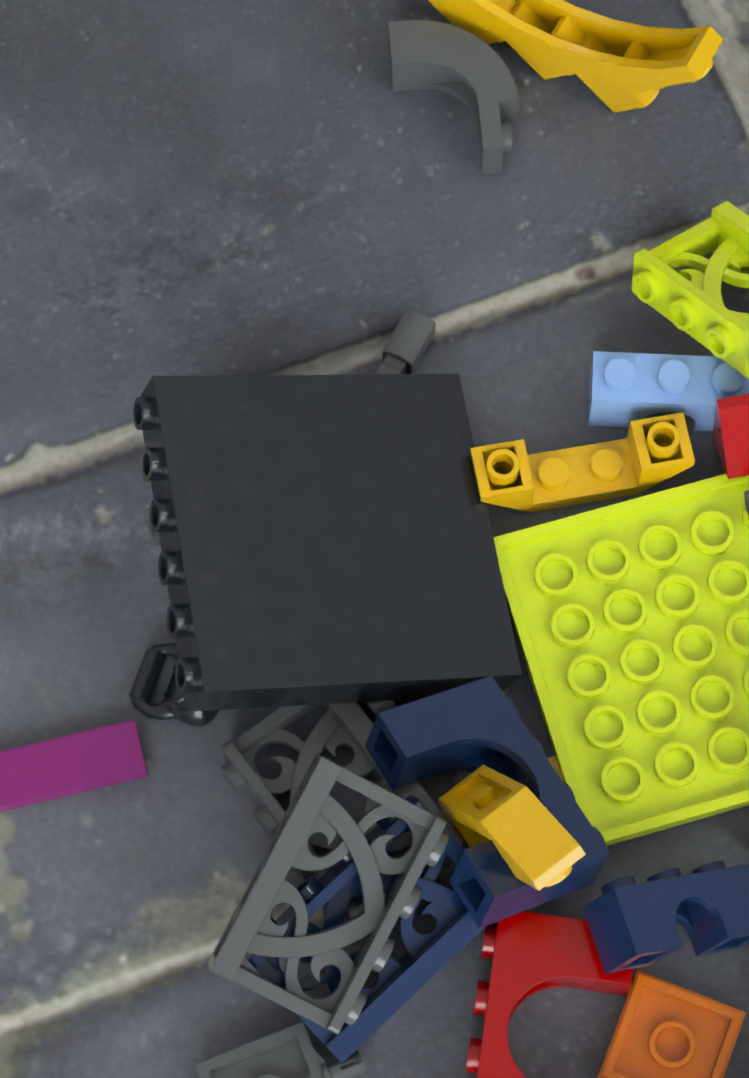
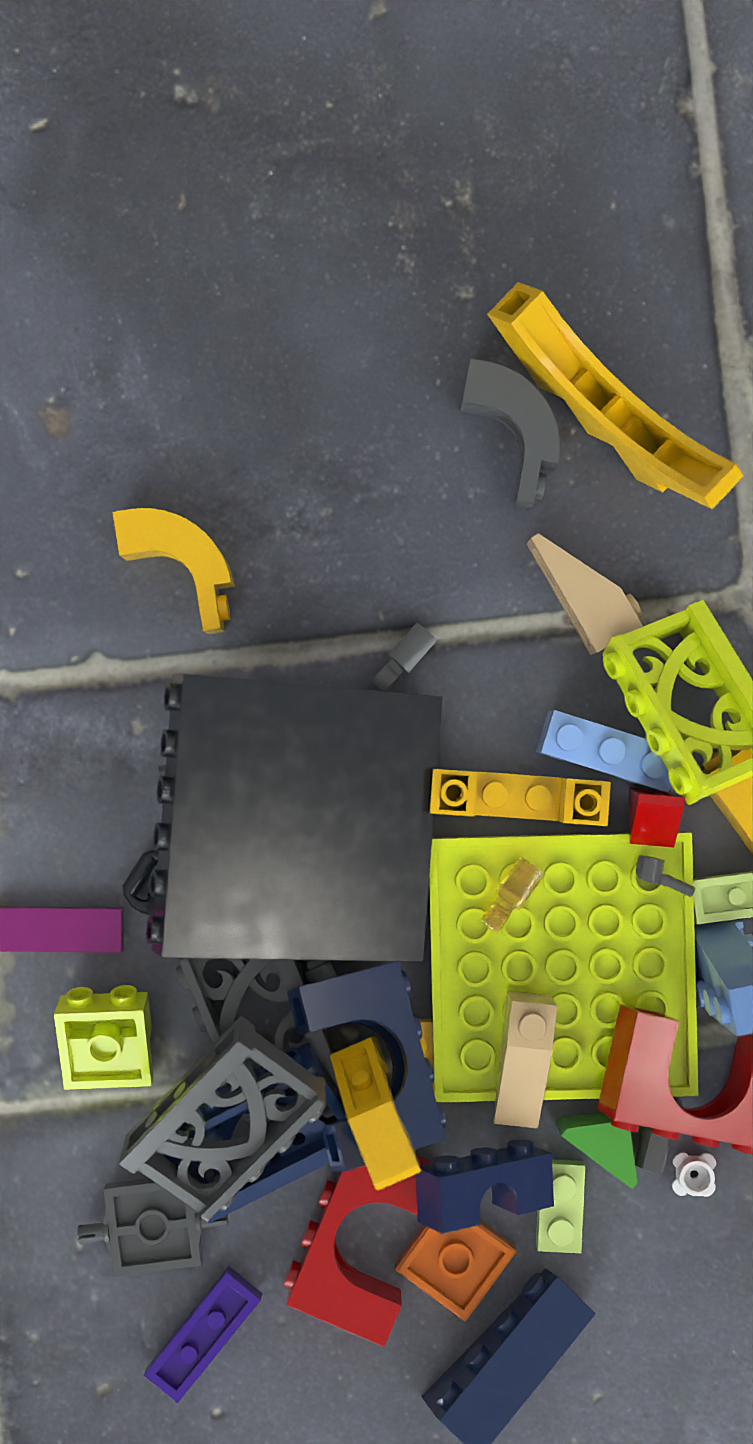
camera: 15 degrees right, 20 degrees up
(108, 290) = (161, 533): none -> yellow arch
(151, 877) = (104, 1038): none -> neon yellow plate
(587, 232) = (589, 599): none -> tan slope
(607, 565) = (512, 893): none -> clear yellow bar
(680, 754) = (524, 1058): none -> tan slope

